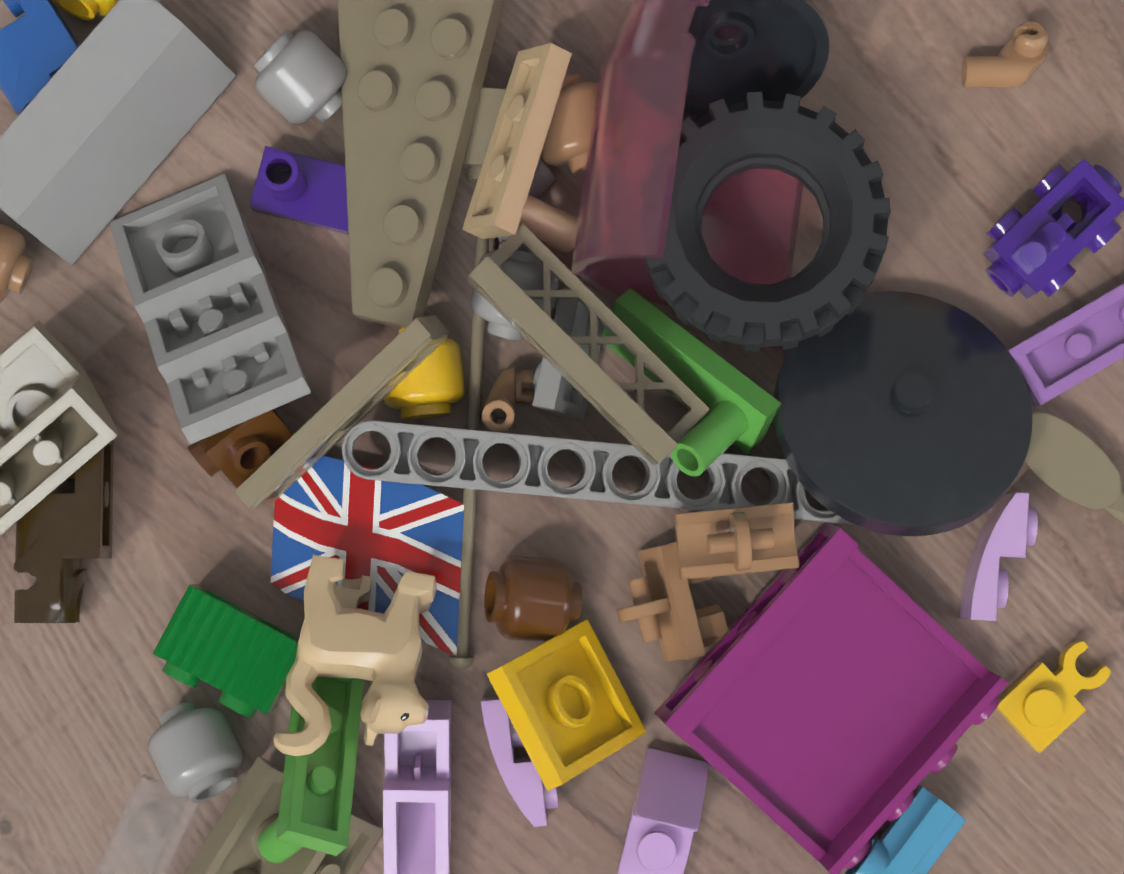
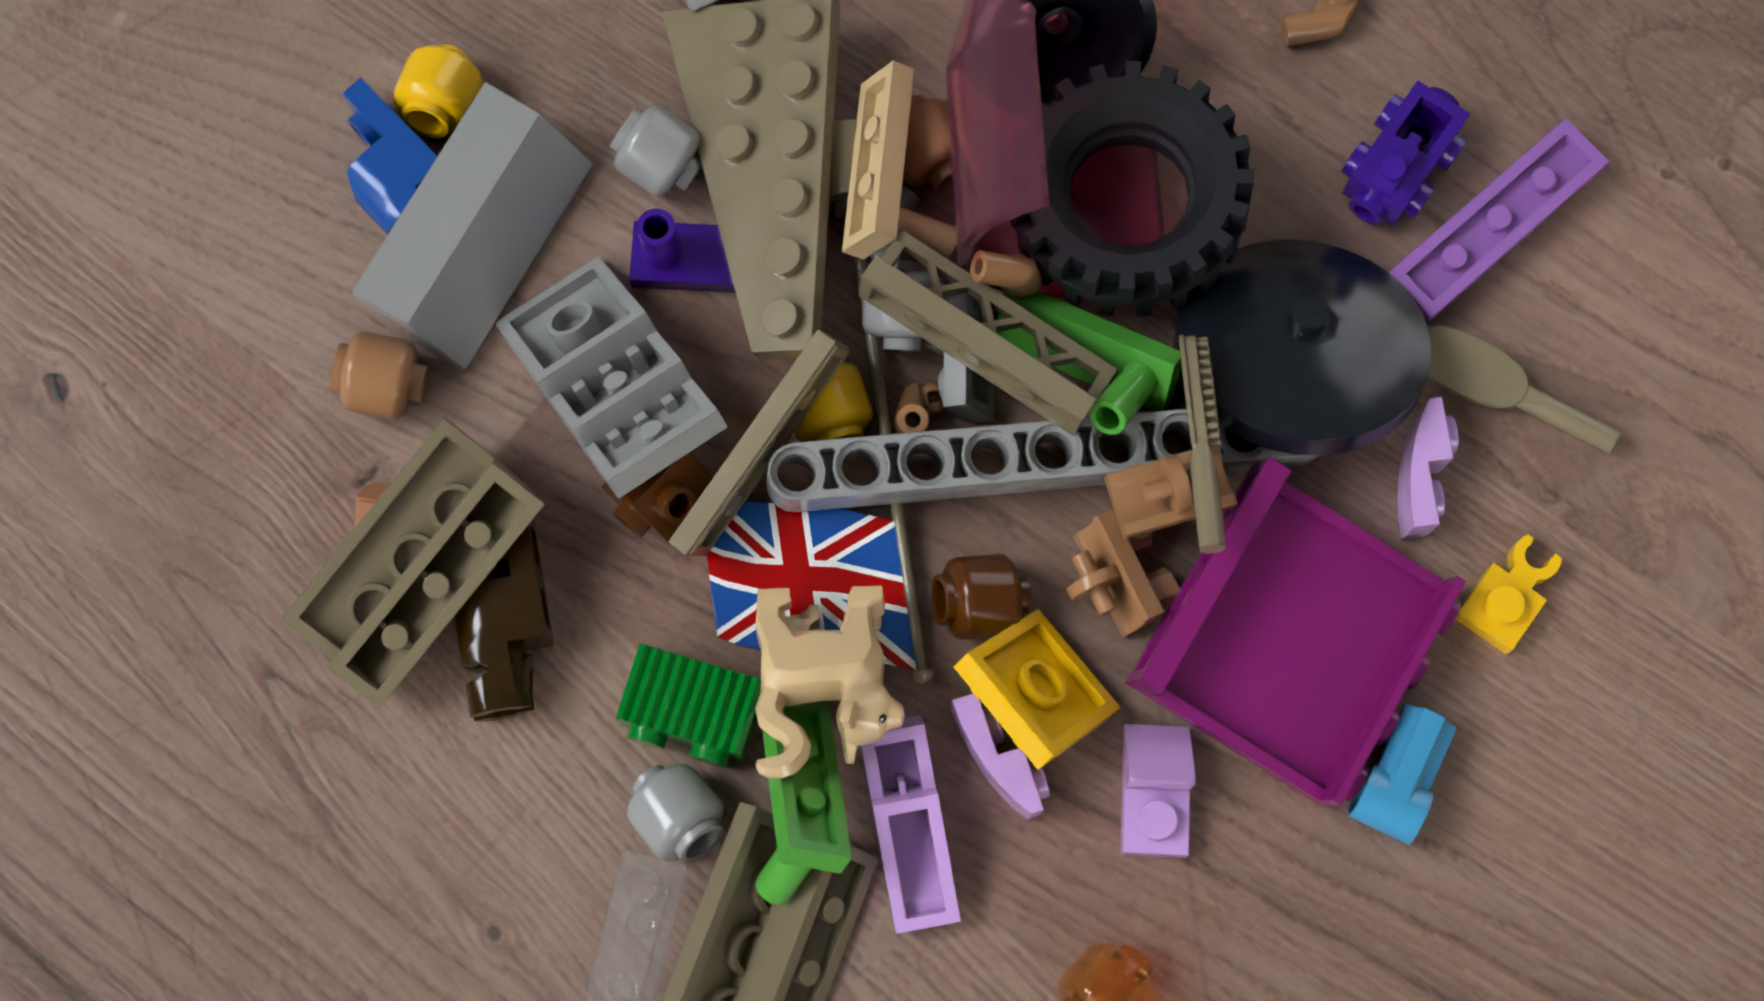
camera: 10 degrees left, 10 degrees down
(627, 289) = (1013, 273): none -> medium nougat arm
(778, 498) = (1204, 434): none -> dark tan piece

